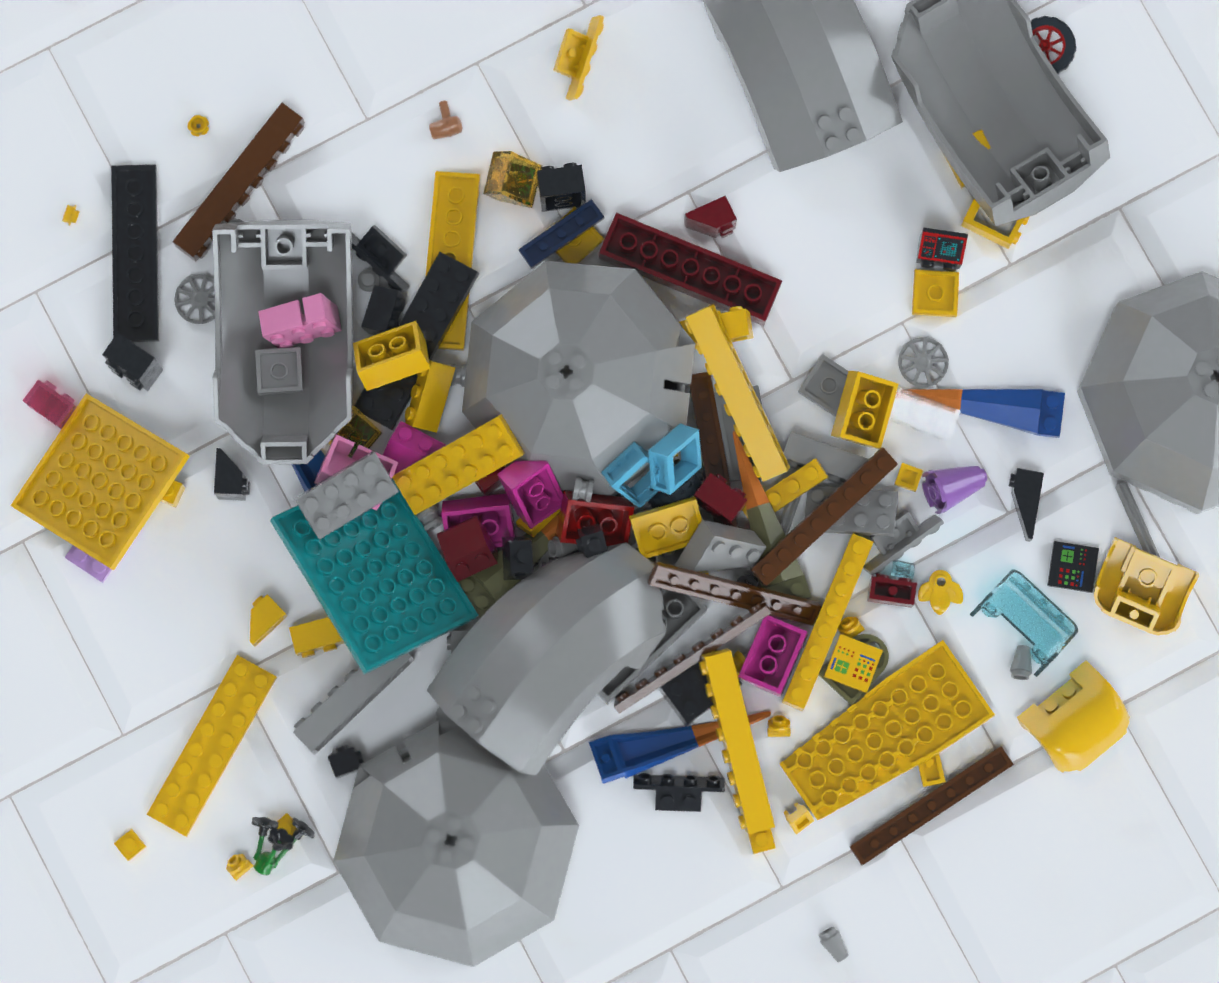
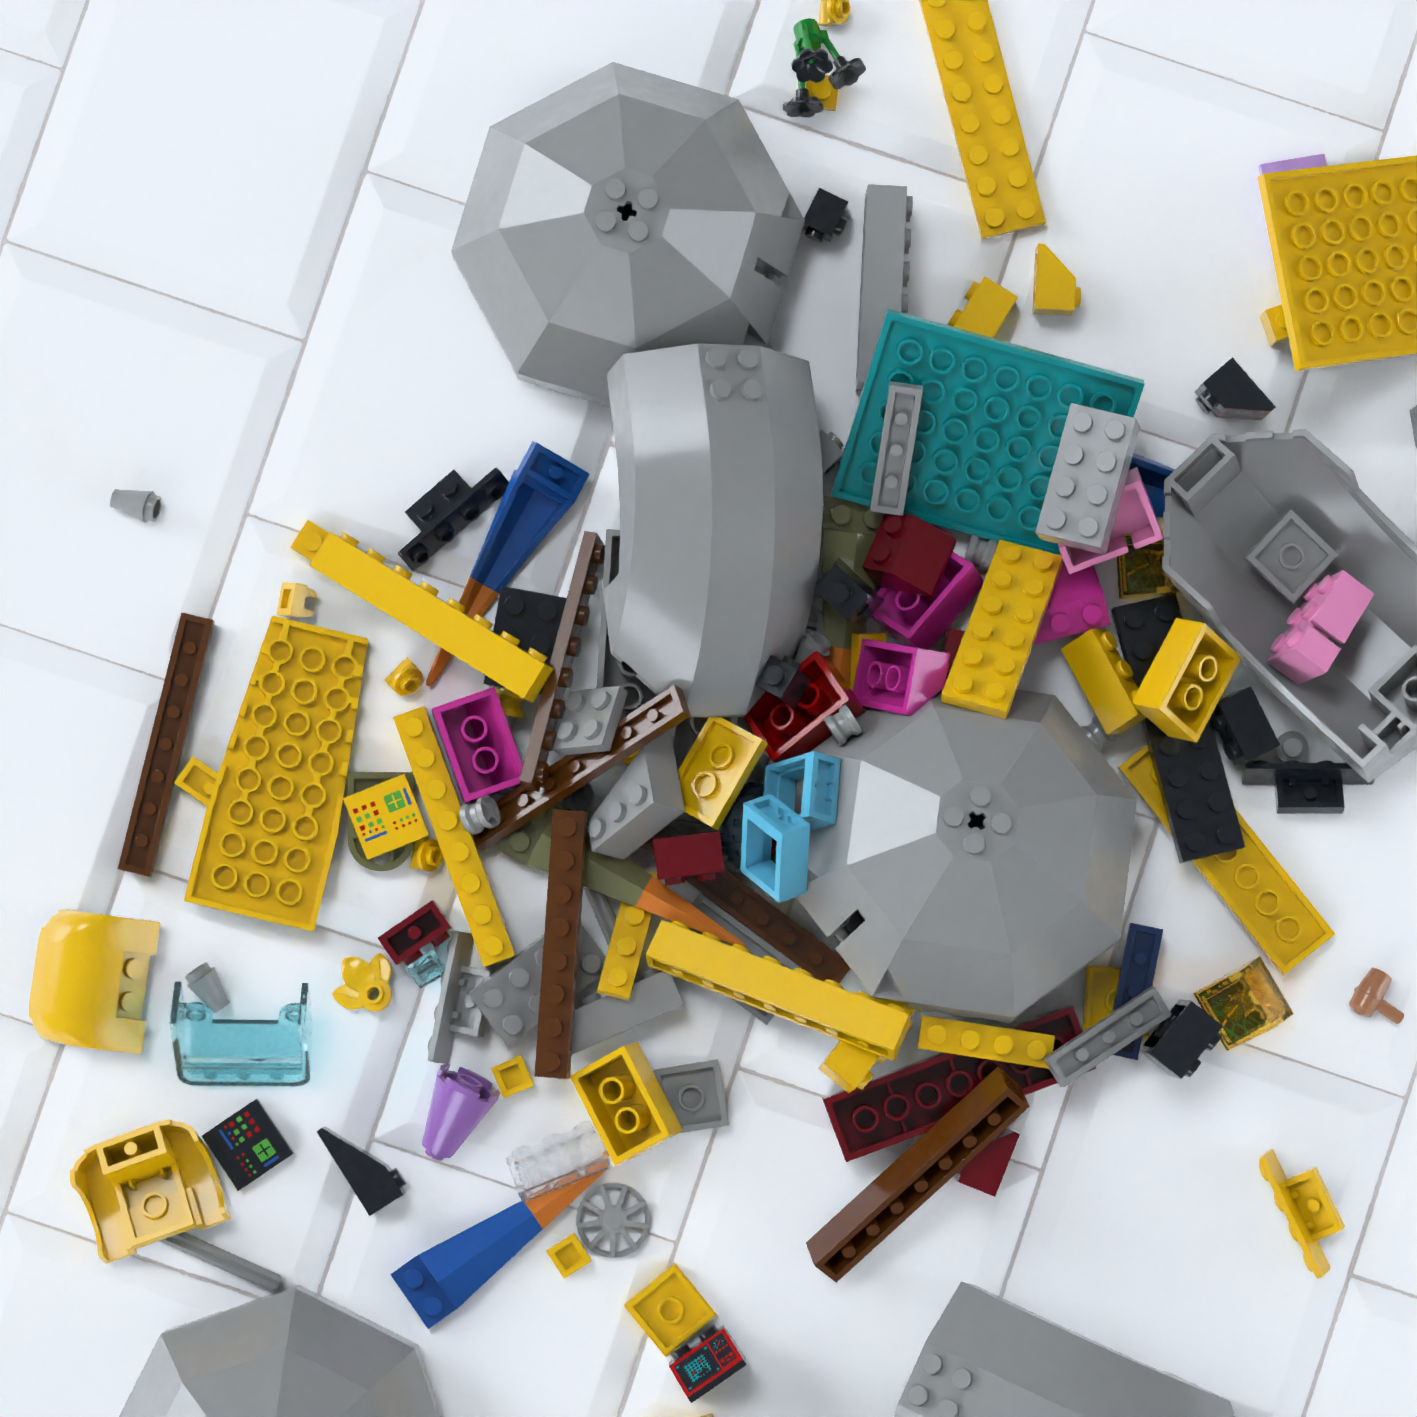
camera: 135 degrees right, 5 degrees up
(424, 604) = (896, 448): none -> light grey plate
(596, 221) = (1107, 1036): none -> light grey plate
(658, 274) = (984, 1041): none -> yellow plate
(707, 611) = (590, 720): none -> light grey plate
(753, 241) = (917, 1174): none -> reddish brown brick
(804, 618) = (480, 815): none -> light grey wheel
(961, 364) = (568, 1255): none -> yellow plate

